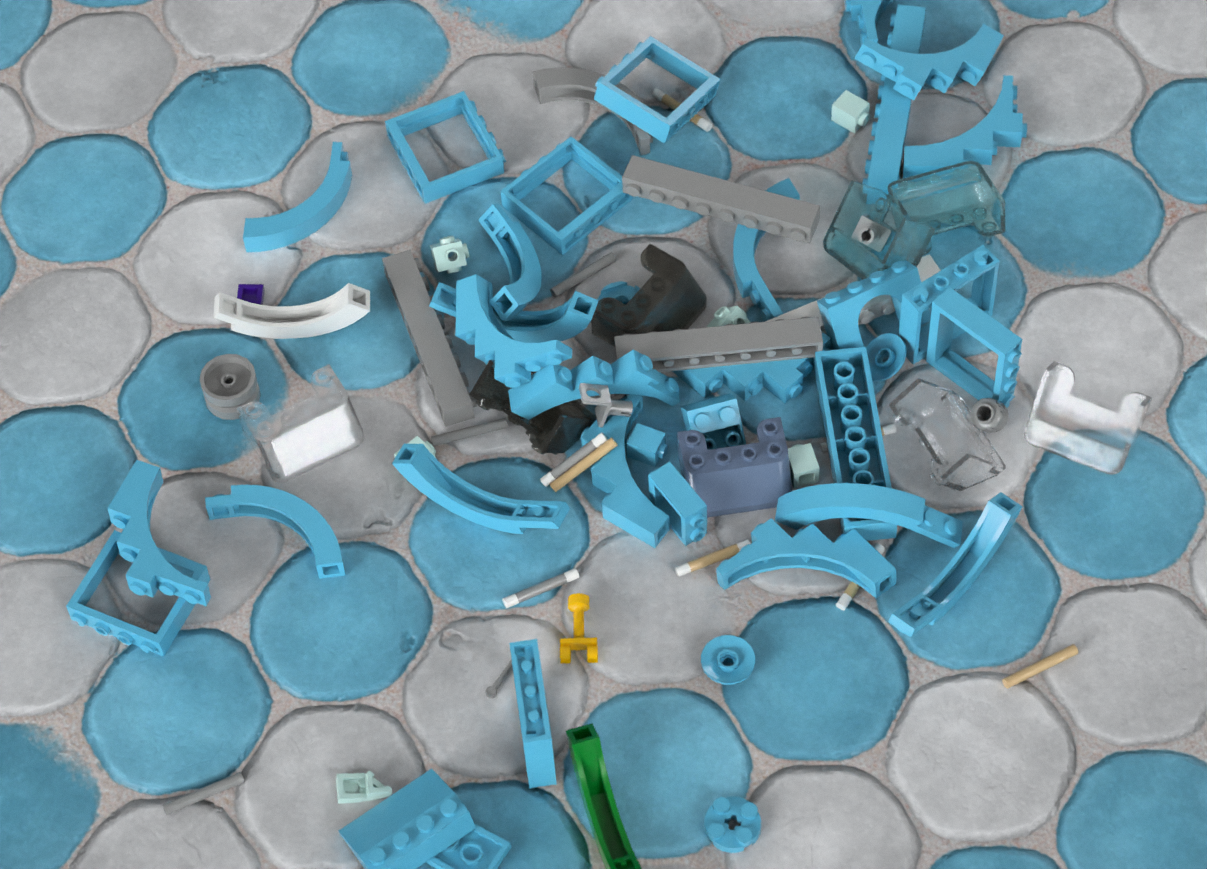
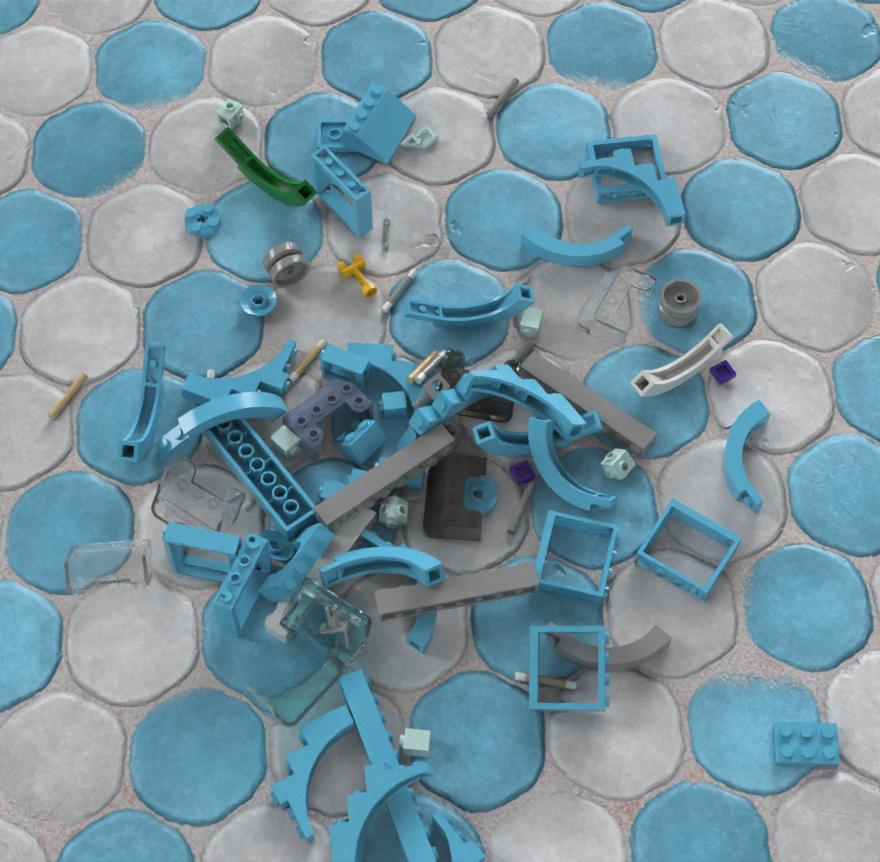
camera: 145 degrees right, 5 degrees up
(554, 299) = (522, 472): none -> dark purple plate
(666, 674) = (286, 265): none -> light grey wheel
(747, 234) = (383, 560): none -> medium azure arch

